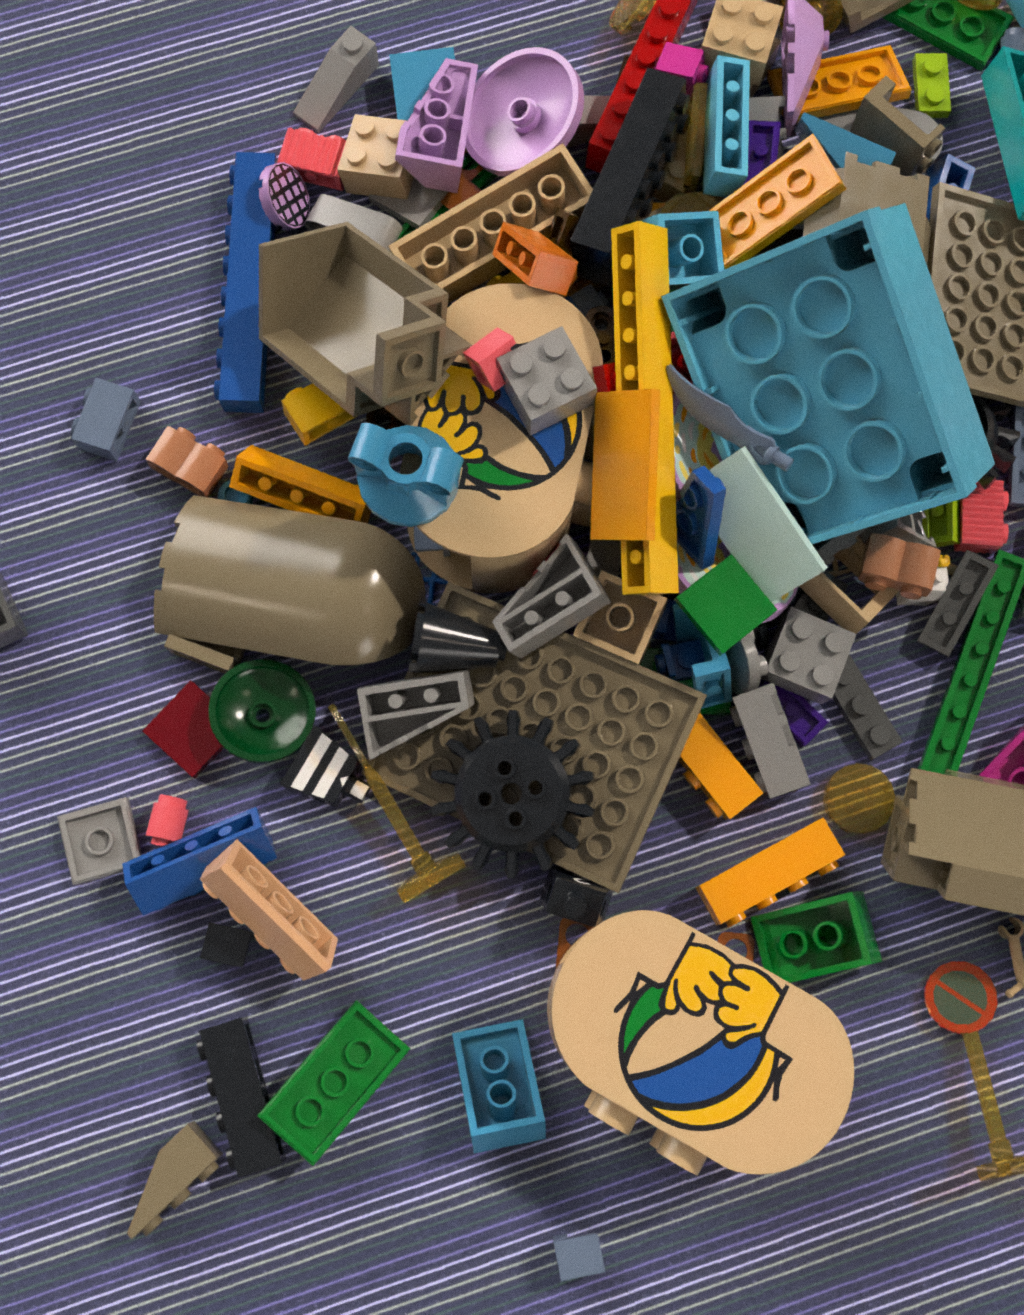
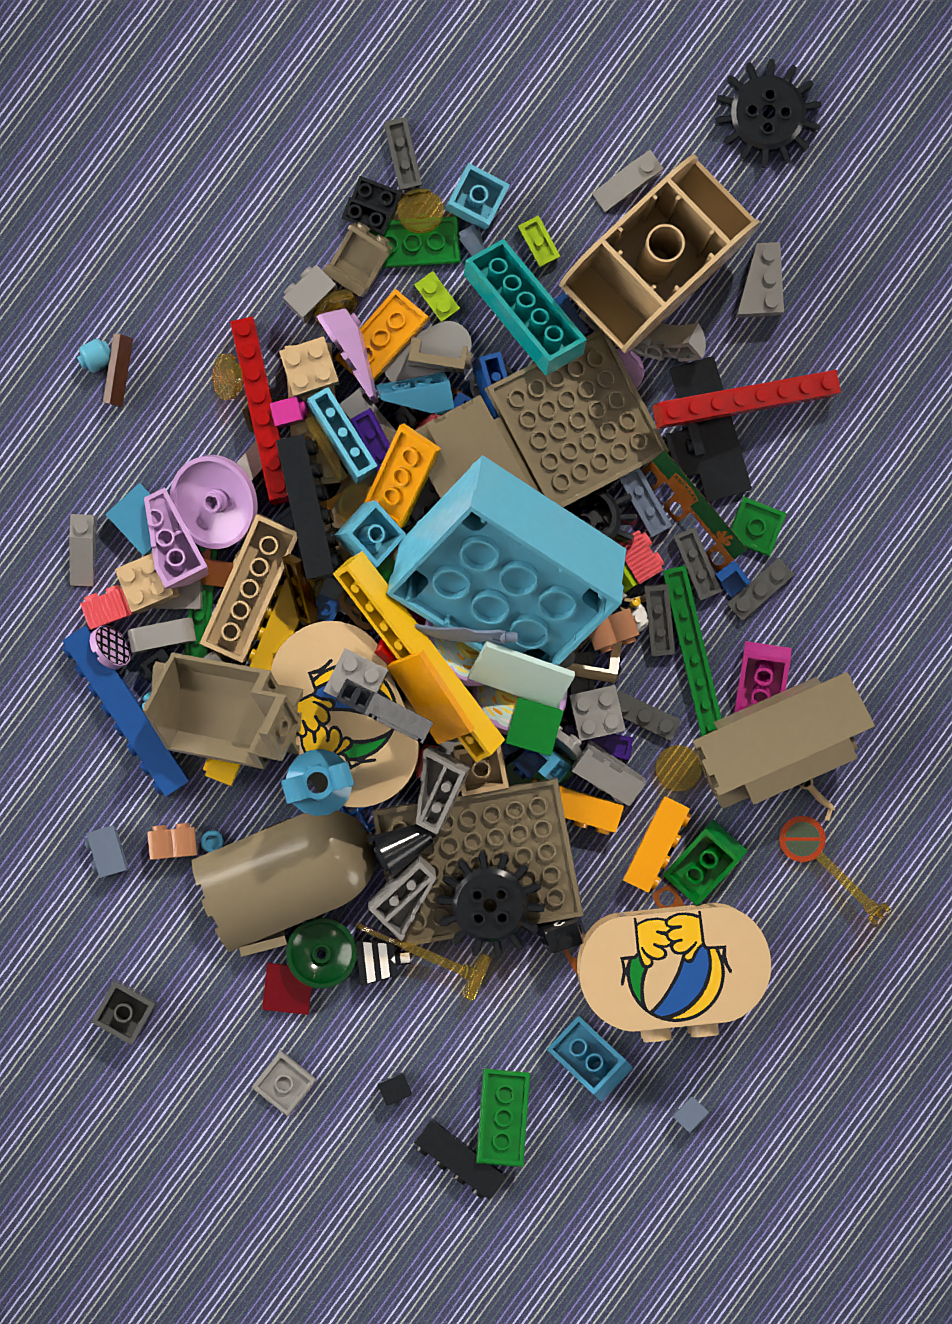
camera: 30 degrees left, 10 degrees up
(167, 820) = (313, 1047): coral brick -> none
(176, 1167) = (453, 1218): dark tan slope -> none
(177, 867) = (347, 1056): blue brick -> none
(270, 911) = (406, 1056): light nougat slope -> none
(296, 486) = (247, 814): light orange brick -> none
(483, 357) = (315, 687): coral panel -> none
(535, 259) = (294, 604): orange brick -> none
(558, 425) = (384, 711): none -> door
(700, 515) = (488, 692): blue wing -> none

